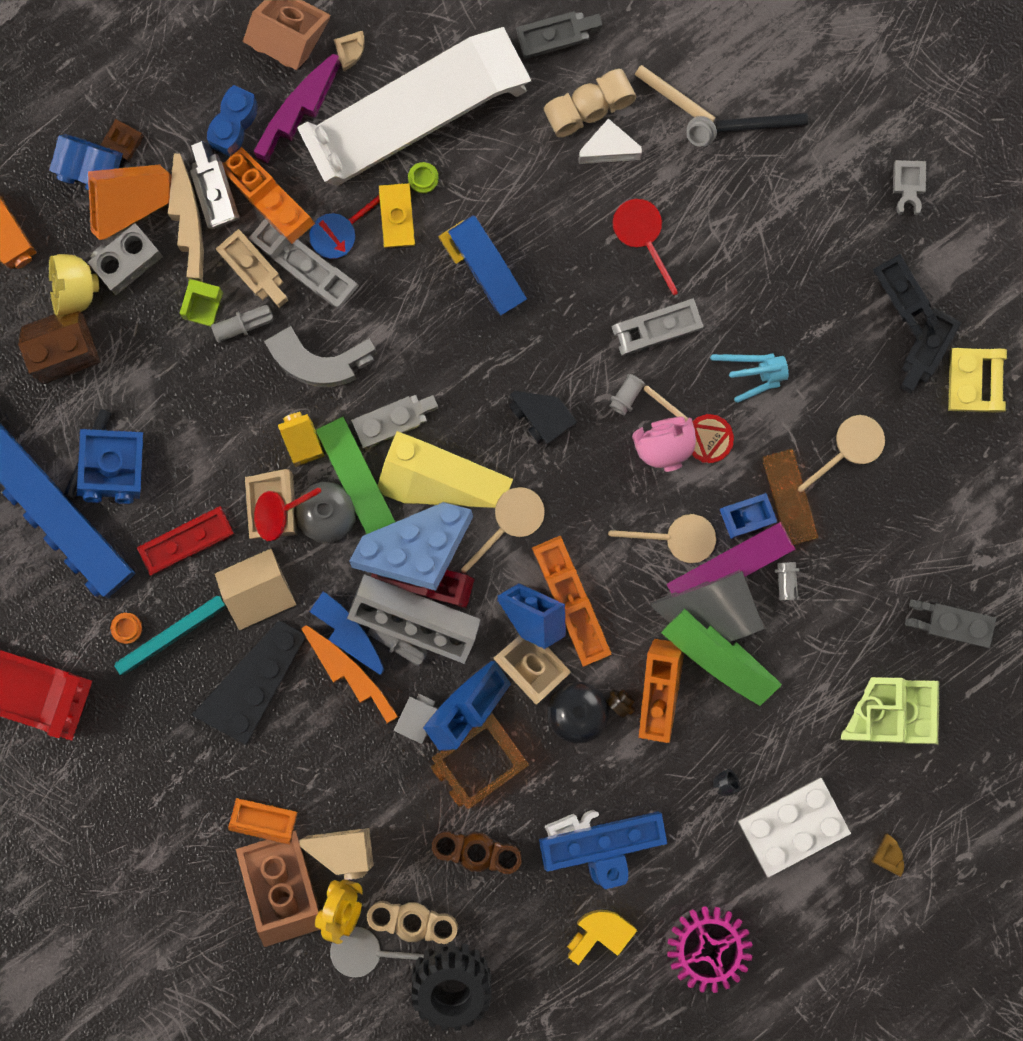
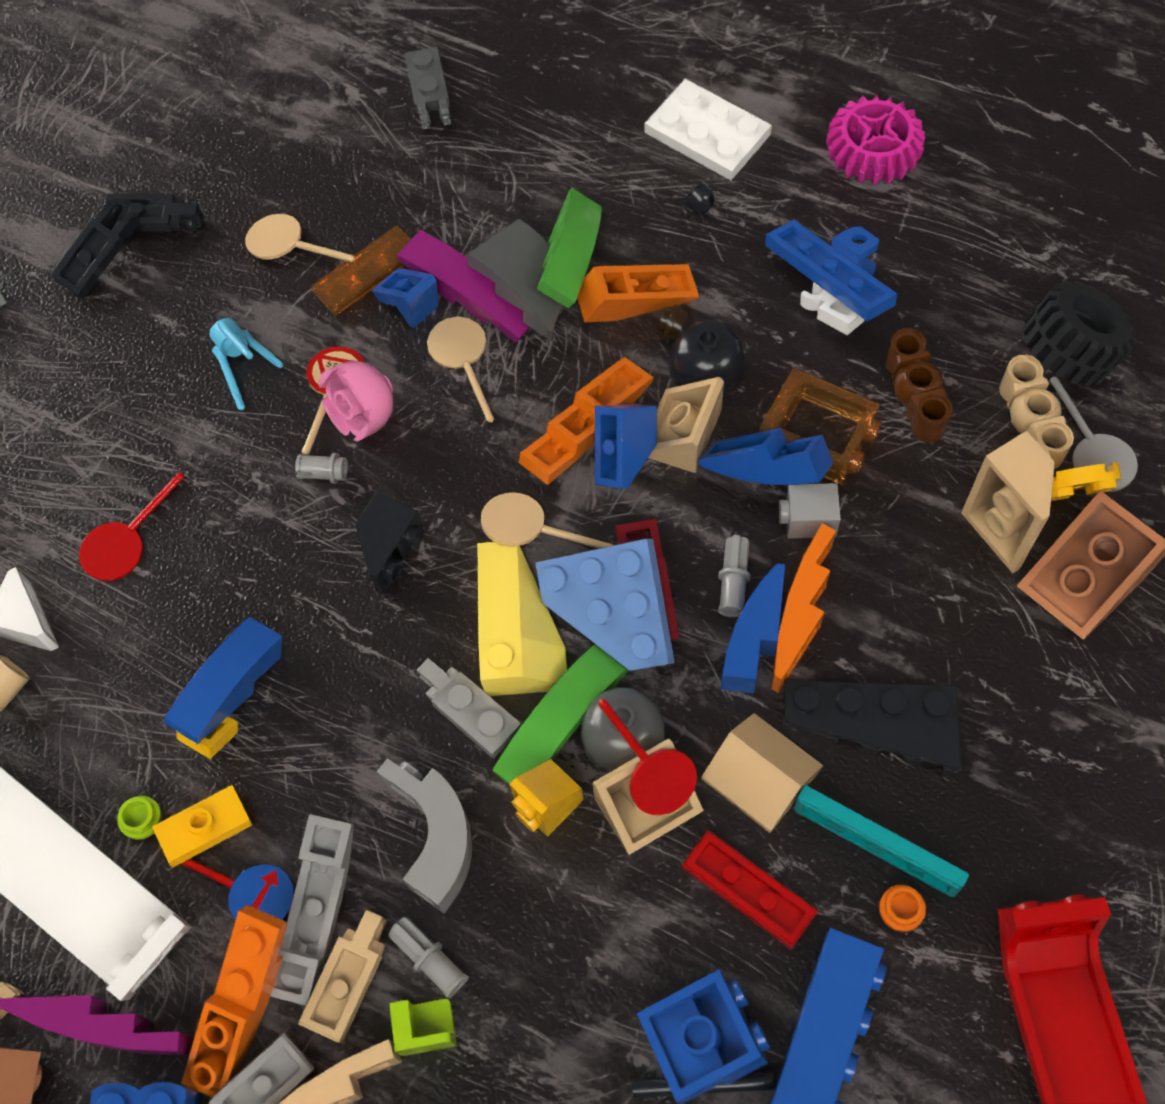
camera: 110 degrees left, 20 degrees down
(262, 821) = (1031, 624): orange tile -> none
(414, 619) = (699, 560): light grey brick -> none
(602, 926) = (920, 241): yellow brick -> none
(658, 326) = (227, 470): light grey plate -> none
(787, 581) = (459, 231): light grey pin -> none
(889, 856) = (686, 47): pearl gold tile -> none
(896, 712) = (543, 91): yellowish green slope -> none
(966, 380) = (169, 172): light yellow plate -> none

